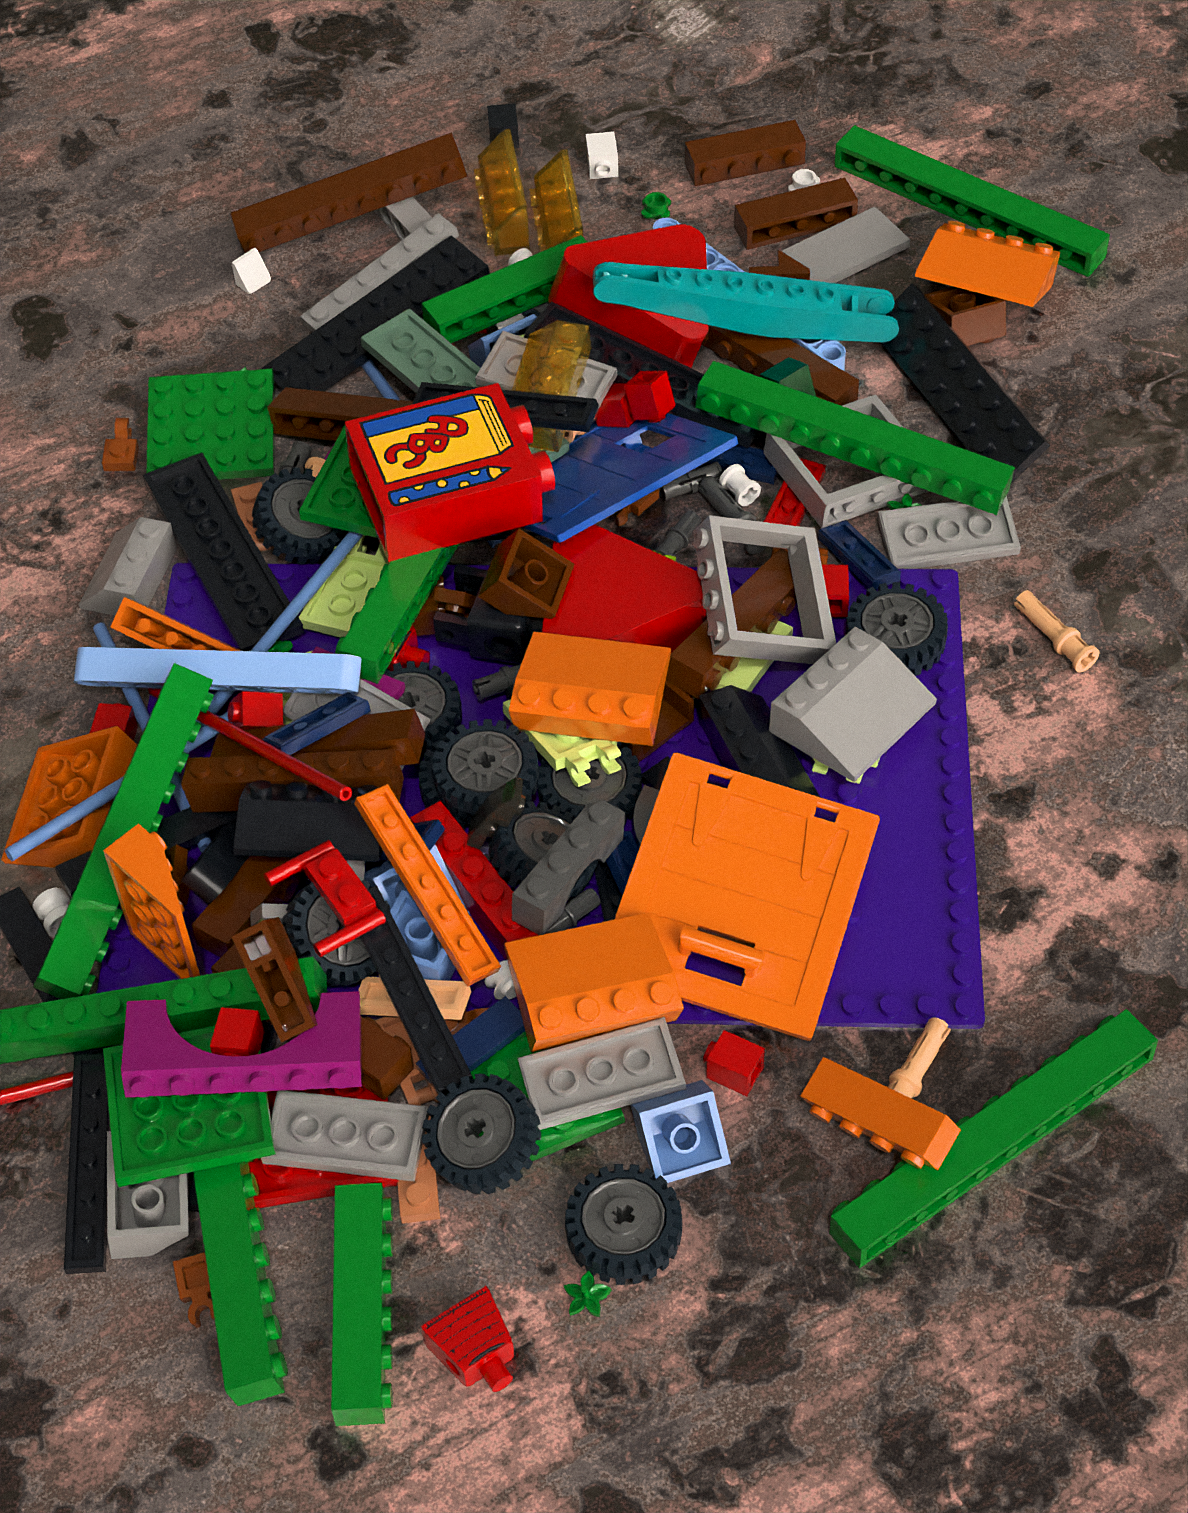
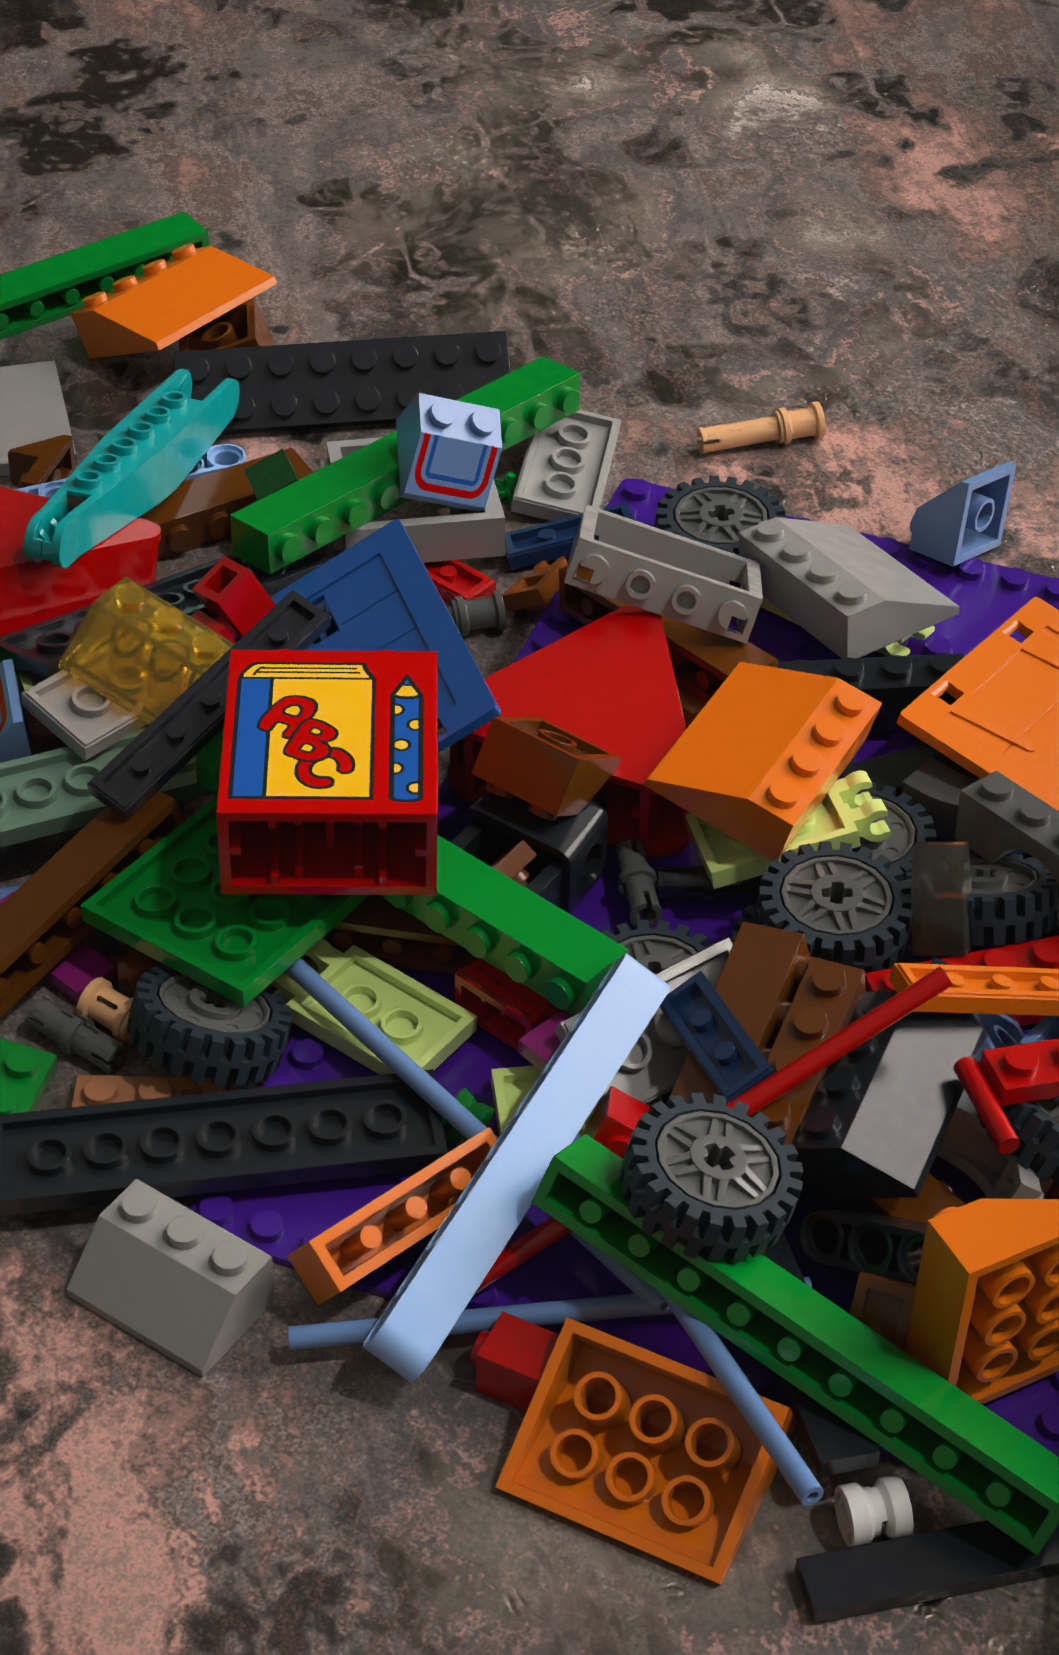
camera: 75 degrees left, 10 degrees down
(188, 759) = (710, 1177): none -> black wheel
(839, 444) = (448, 451): none -> medium blue slope
(983, 768) = (964, 518): none -> medium blue slope

